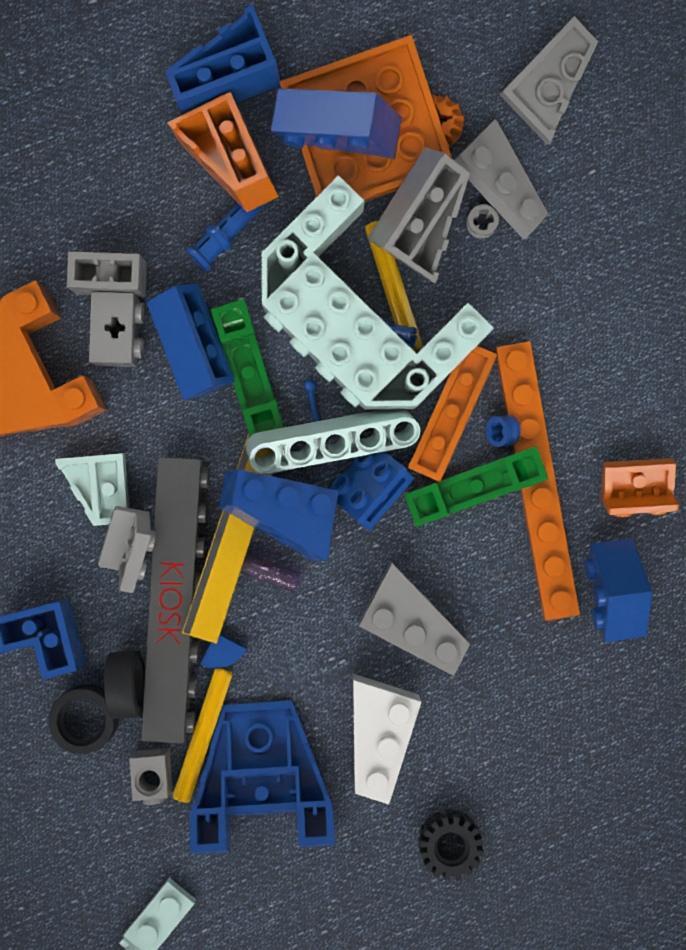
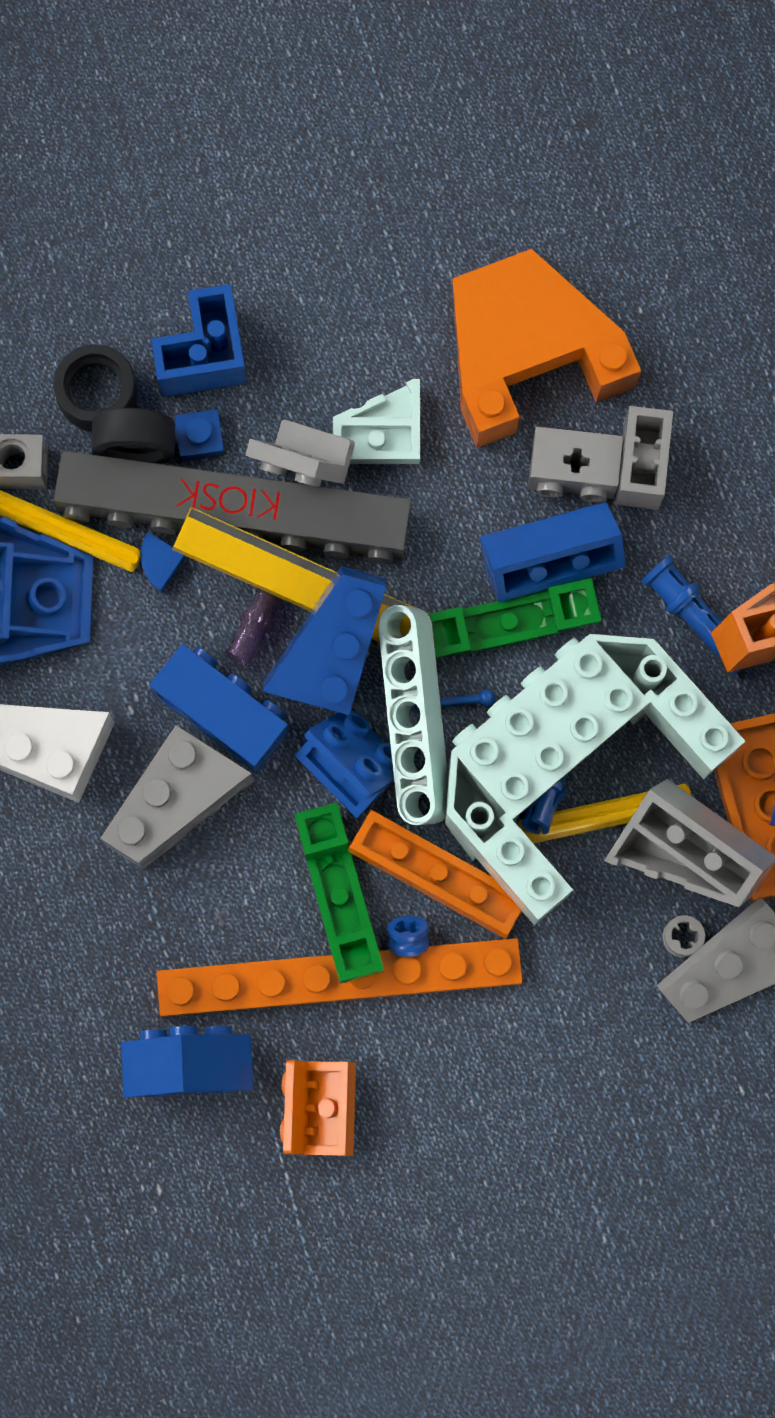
camera: 90 degrees right, 10 degrees down
(115, 631) = (199, 435): none -> blue plate
(336, 592) = (220, 706): none -> blue brick

